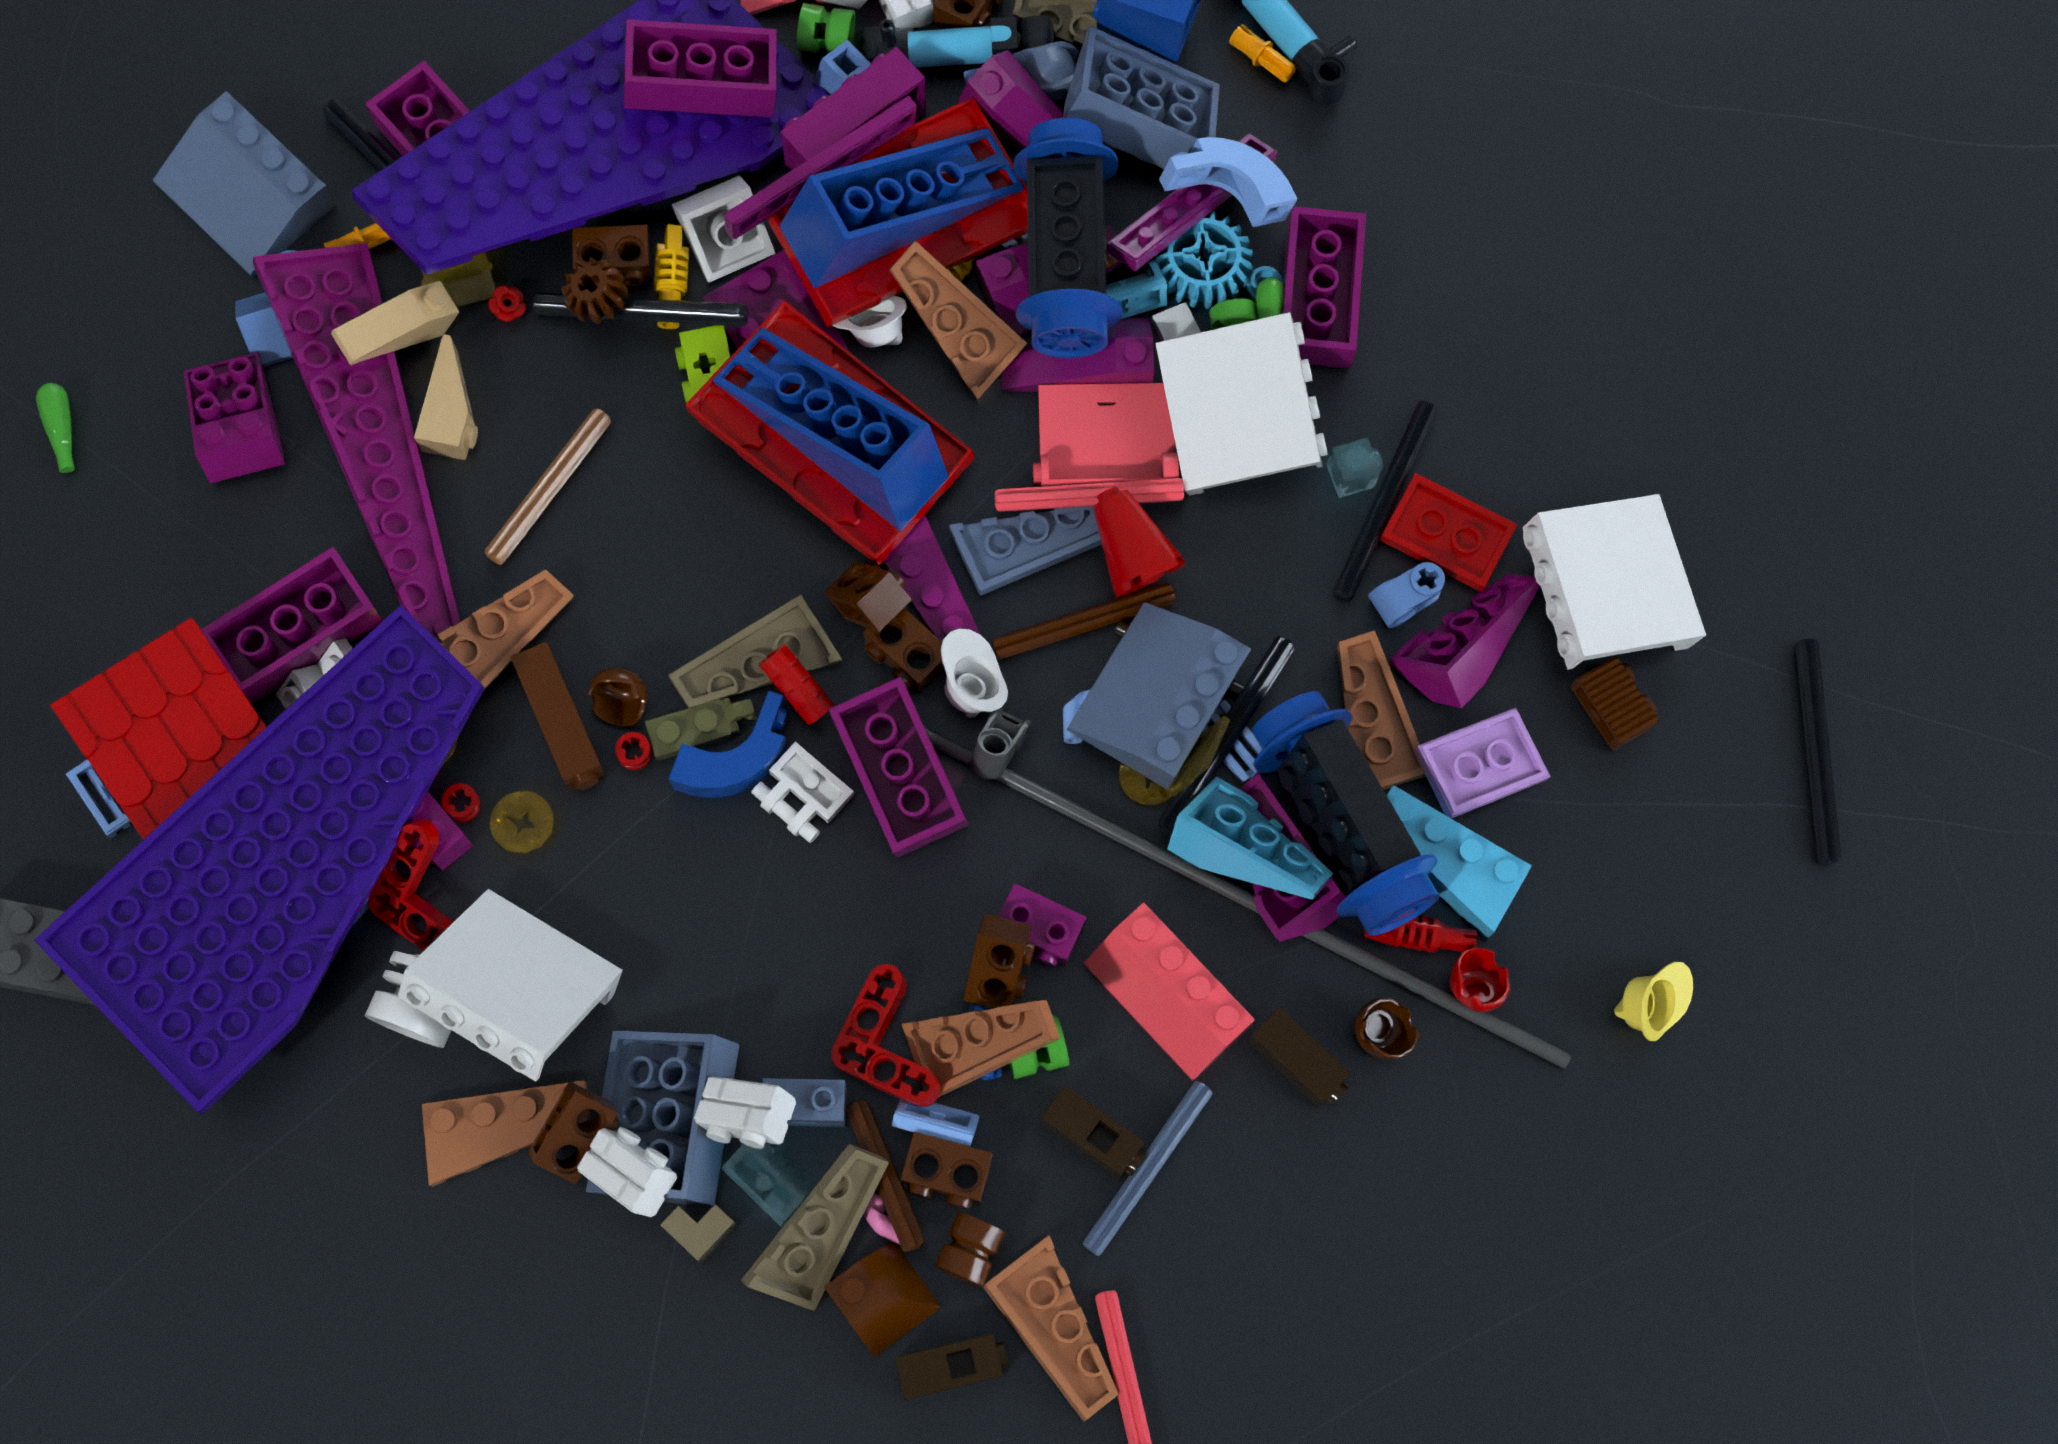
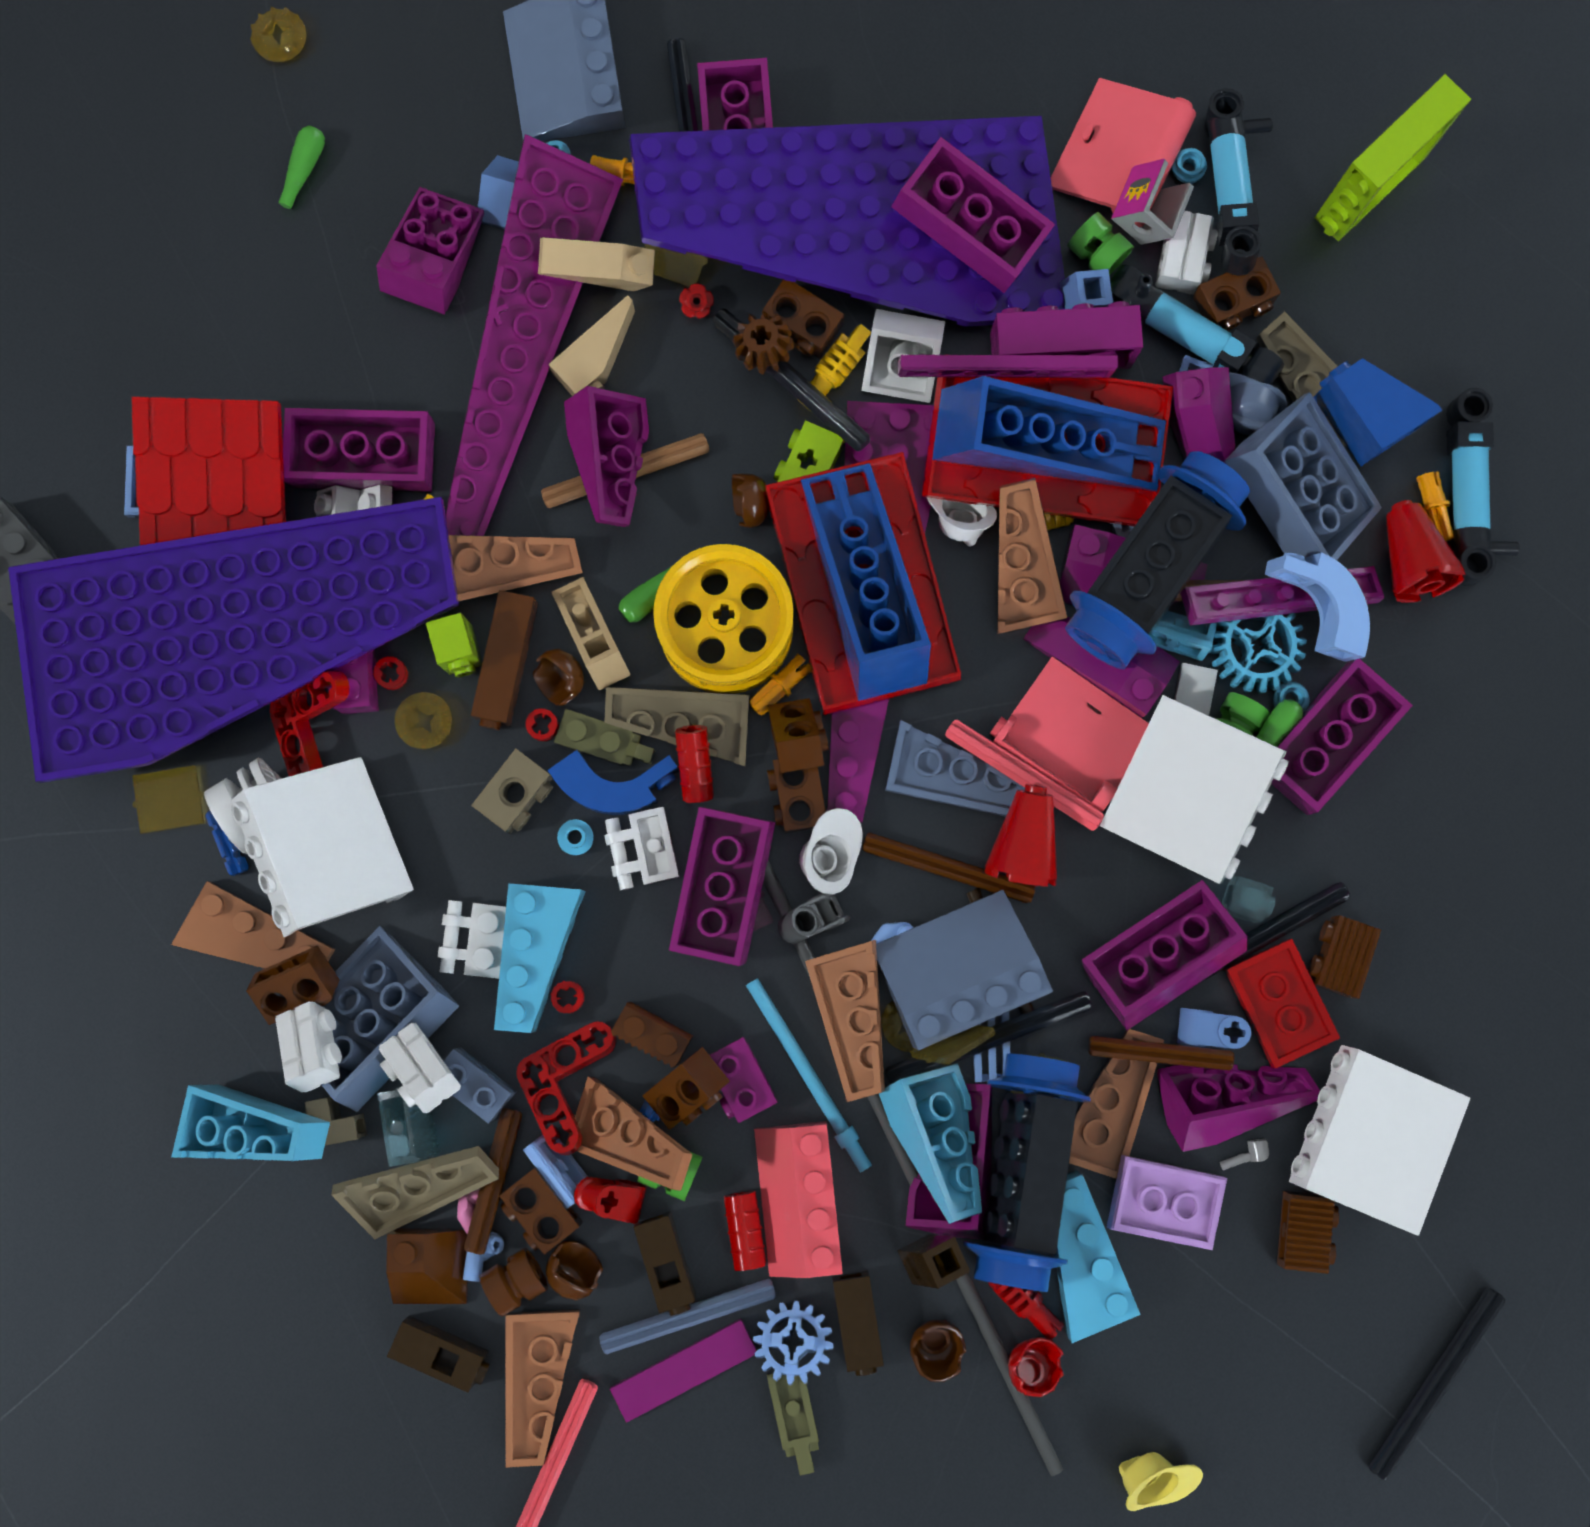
camera: 40 degrees right, 10 degrees up
(330, 1060) = (168, 799): none -> clear yellow piece
(414, 1056) = (234, 862): none -> blue axle
(504, 730) = (455, 645): none -> lime brick
(514, 466) = (607, 443): none -> magenta wedge
(616, 1293) = (241, 1126): none -> medium azure wedge
(621, 641) = (590, 633): none -> tan slope
(645, 801) = (494, 801): none -> dark tan brick
(646, 578) = (641, 599): none -> bright green piece
(677, 432) = (749, 499): none -> reddish brown hair
(708, 589) = (738, 669): none -> yellow wheel
(721, 973) = (484, 939): none -> white plate
(740, 836) = (586, 840): none -> medium azure plate
(766, 938) = (532, 949): none -> medium azure wedge
(821, 569) = (780, 685): none -> light orange axle
(840, 976) = (568, 1008): none -> red bush
(920, 1258) = (474, 1262): none -> light blue arm
(932, 942) = (651, 1034): none -> reddish brown brick
(1002, 1110) = (611, 1198): none -> red piece
(1016, 1200) = (573, 1270): none -> reddish brown hair
(1090, 793) = (850, 1011): none -> nougat wing
(1141, 1053) = (744, 1230): none -> red axle
(1168, 908) = (846, 1135): none -> medium azure bar
(1180, 1218) = (683, 1370): none -> magenta tile
(1246, 1127) = (776, 1340): none -> light blue gear
(1280, 97) = (1419, 555): none -> red cone
(1307, 1182) = (795, 1420): none -> olive hinge
(1320, 557) = (1165, 954): none -> magenta brick
(1324, 949) = (934, 1261): none -> dark brown brick
(1380, 640) = (1161, 1053): none -> reddish brown axle
(1469, 457) = (1344, 956): none -> reddish brown brick
(1523, 667) = (1257, 1152): none -> light grey hand

